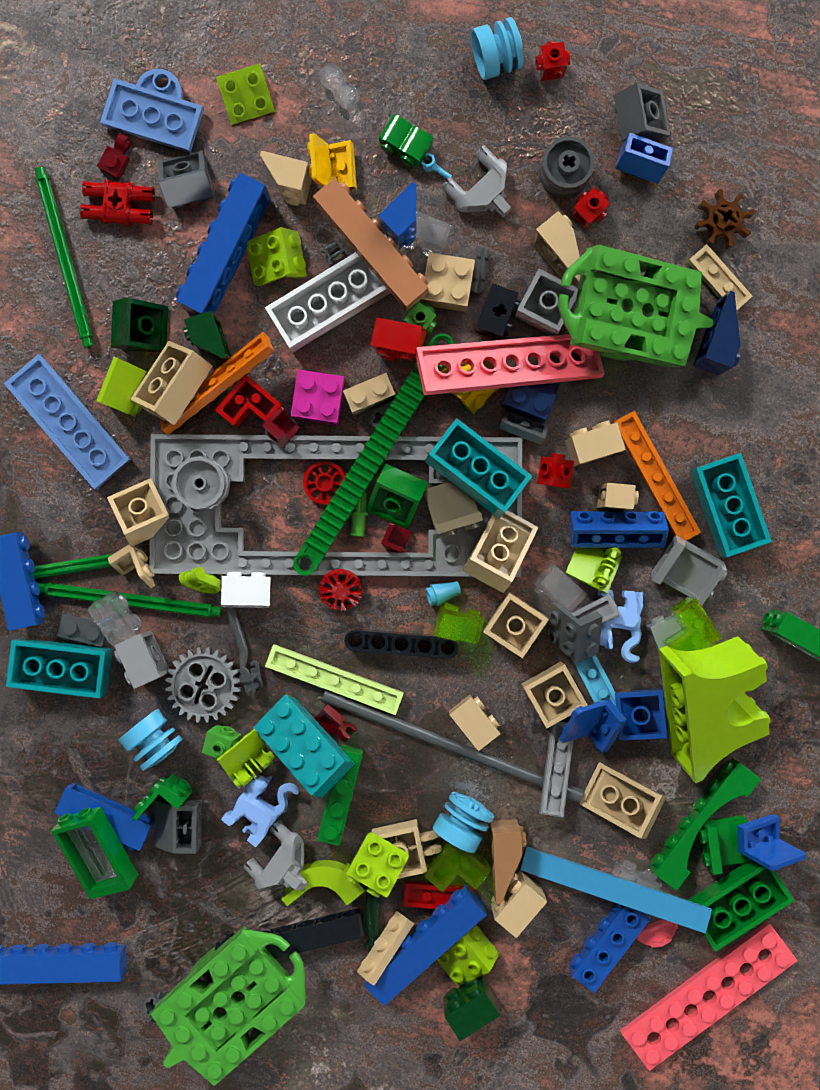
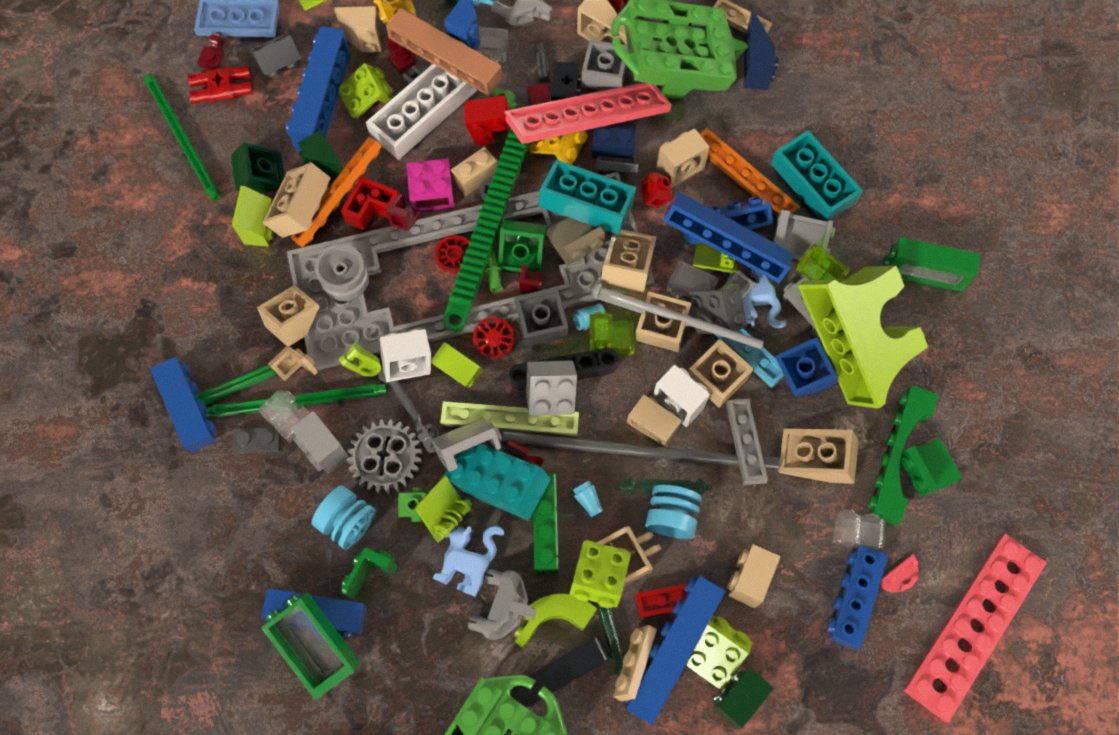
camera: 15 degrees left, 20 degrees down
(59, 667) = (239, 475): teal brick -> none
(67, 421) = (208, 262): medium blue plate -> none
(180, 828) = (390, 598): dark grey slope -> none
(283, 700) = (465, 438): none -> light grey panel
(296, 609) = (457, 365): none -> lime hinge
(322, 225) = (399, 57): none -> dark red plate
(381, 667) = (551, 388): none -> light grey brick
(388, 779) = (588, 498): none -> medium azure cone
(393, 585) = (541, 317): none -> dark grey slope
(448, 281) = (518, 70): tan brick -> none
(455, 862) = (678, 552): clear neon green brick -> none
(463, 323) = (538, 94): none -> dark red panel
(465, 787) = (647, 485): none -> clear green wheel
(497, 610) = (643, 306): none -> light grey bar
(506, 852) = (722, 528): medium nougat slope -> none
(508, 711) = (681, 394): none -> white brick
(598, 721) = (766, 385): blue bracket -> none
(609, 560) = (728, 237): none -> blue brick
(616, 889) = (845, 533): dark azure tile -> none
(617, 496) = (716, 190): tan brick -> none
(741, 902) = (965, 517): green brick -> none
(762, 843) = (962, 448): blue bracket -> none

